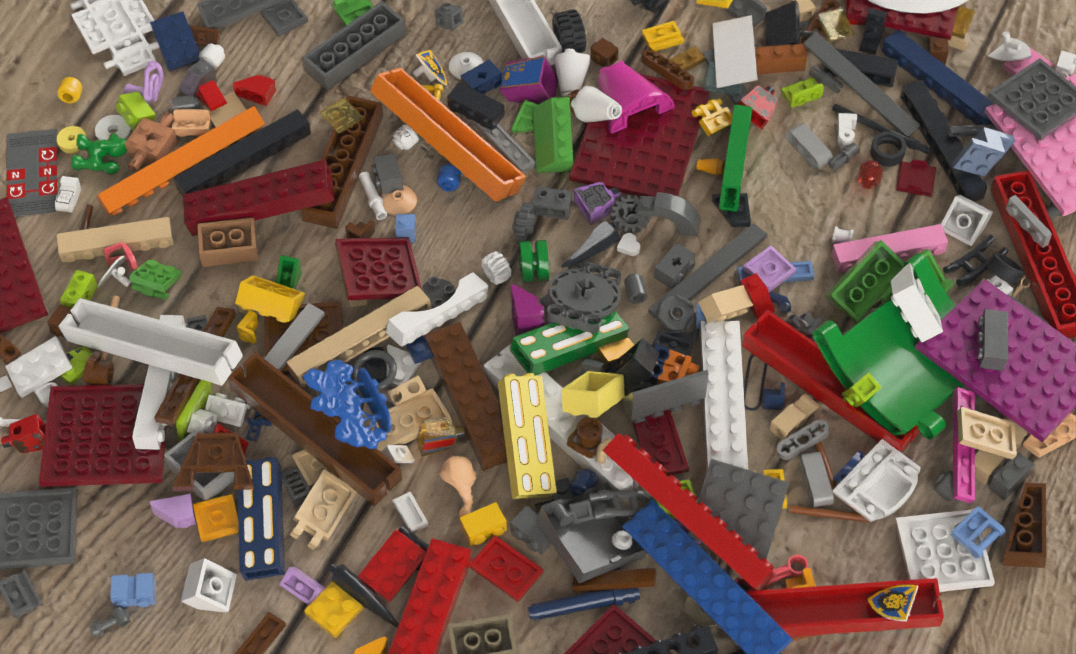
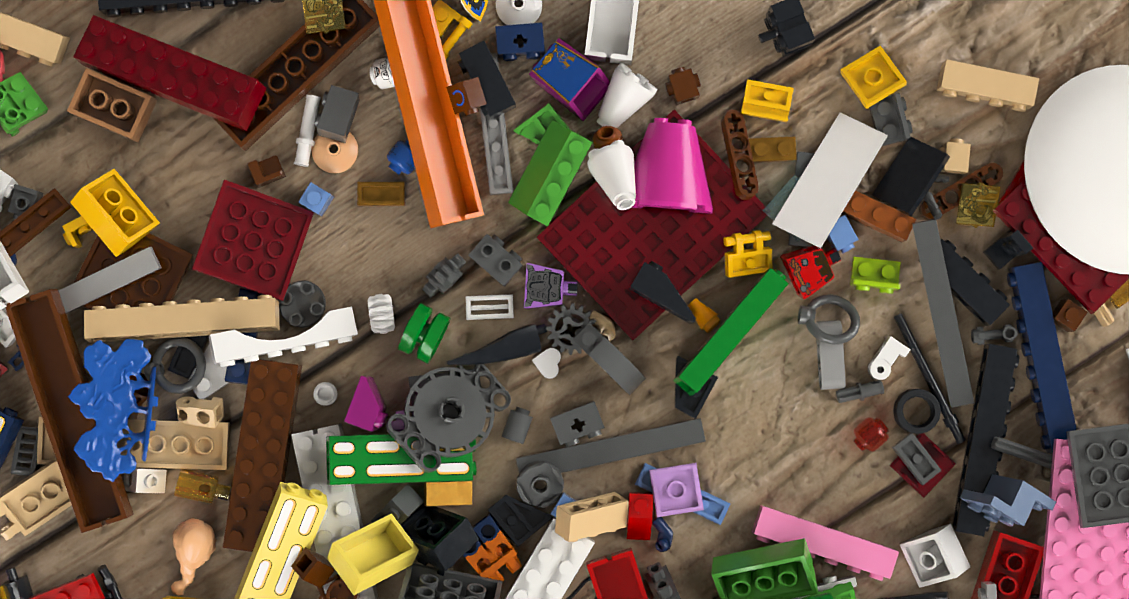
camera: 30 degrees right, 30 degrees up
(288, 271) = (155, 187): green slope -> none
(410, 512) = (125, 552): white tile -> none
(447, 207) = (381, 193): none -> pearl gold tile
(469, 114) = (466, 96): none -> reddish brown brick
(489, 339) = (325, 393): none -> white plate
(557, 425) = (313, 567): none -> reddish brown brick
(568, 236) = (469, 308): none -> white tile
(569, 30) = (655, 41): black tyre -> none
(677, 155) = (658, 289): none -> black slope
(765, 78) = (842, 235): none -> medium blue brick
(777, 128) = (807, 316): none -> dark grey piece
(826, 79) = (914, 273): dark grey pin -> none
(842, 235) = (785, 494): white bush -> none
(893, 90) = (1006, 333): none -> dark grey bar
(909, 171) = (916, 458): none -> dark grey plate

